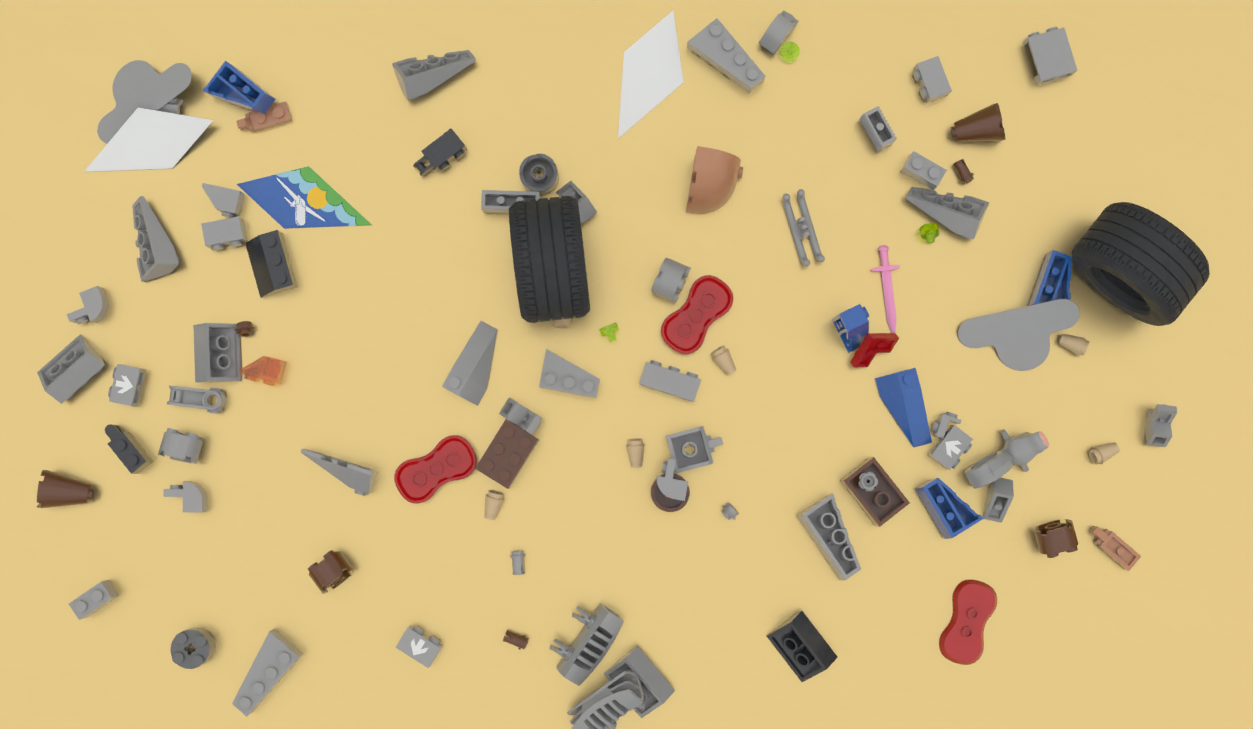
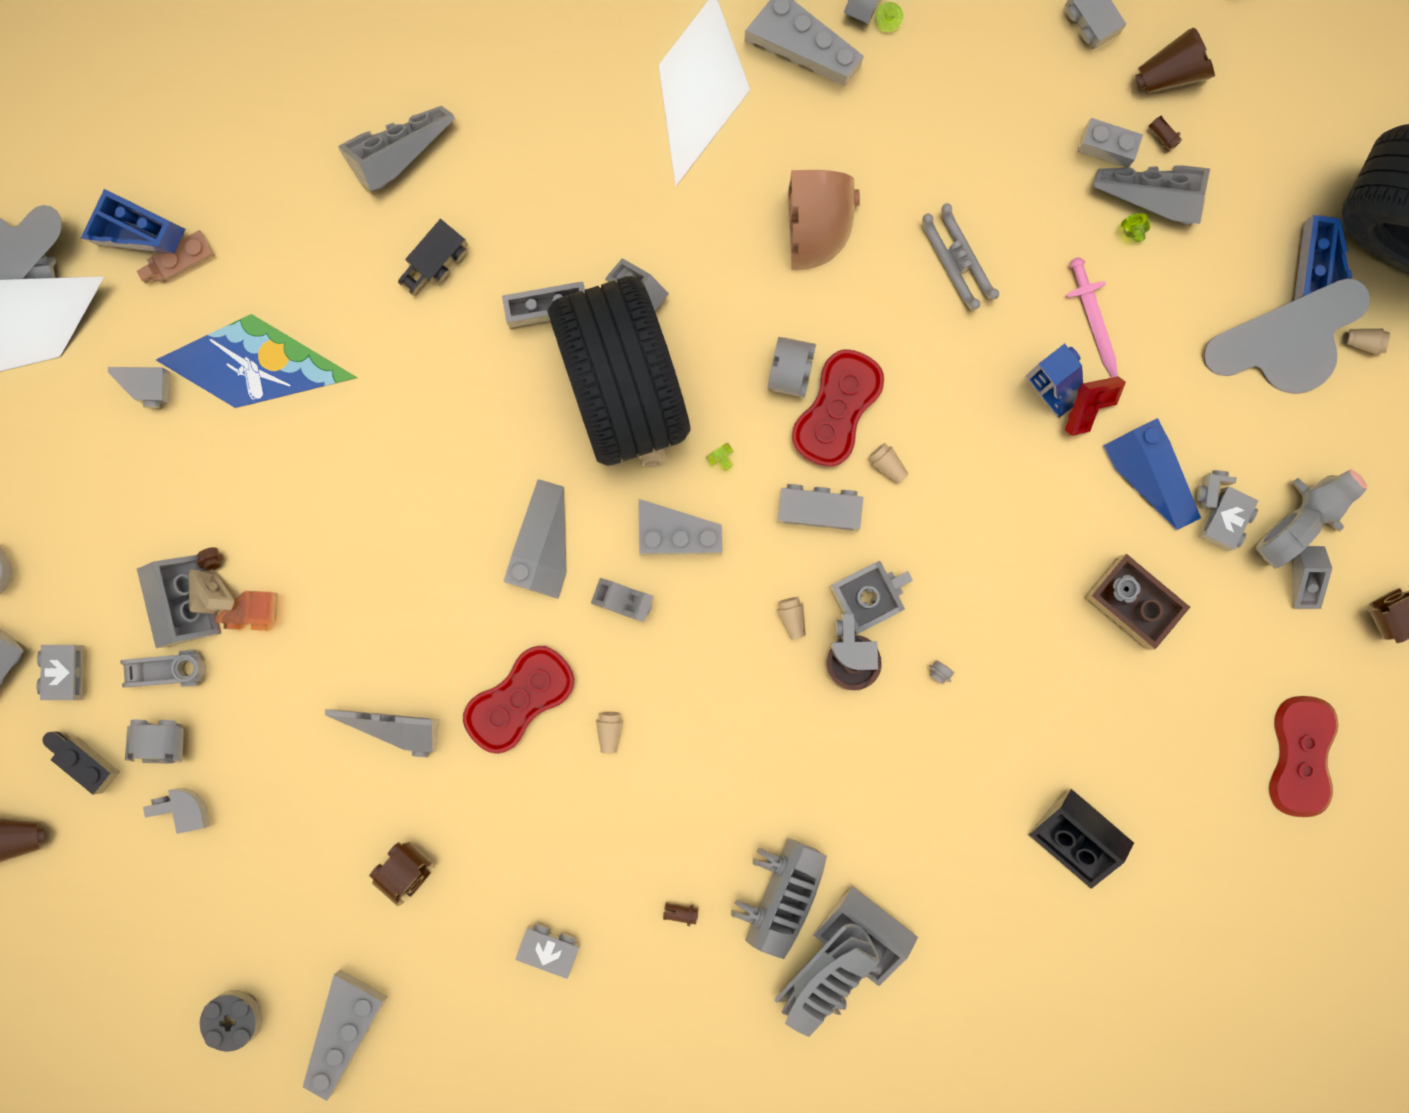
camera: 15 degrees left, 0 degrees up
(93, 599) = (76, 983): light grey brick -> none
(155, 247) = (60, 472): light grey wedge -> none
(224, 232) = (152, 431): light grey brick -> none
(238, 351) = (208, 592): none -> tan slope
(271, 263) = (227, 460): black slope -> none
(507, 454) = (614, 657): reddish brown brick -> none
(517, 562) = (661, 805): light grey pin -> none
(535, 164) = (568, 245): dark grey brick -> none
(831, 537) = (1089, 677): light grey wedge -> none
(878, 128) = (1035, 97): light grey brick -> none
(946, 508) = (1242, 605): blue wedge -> none

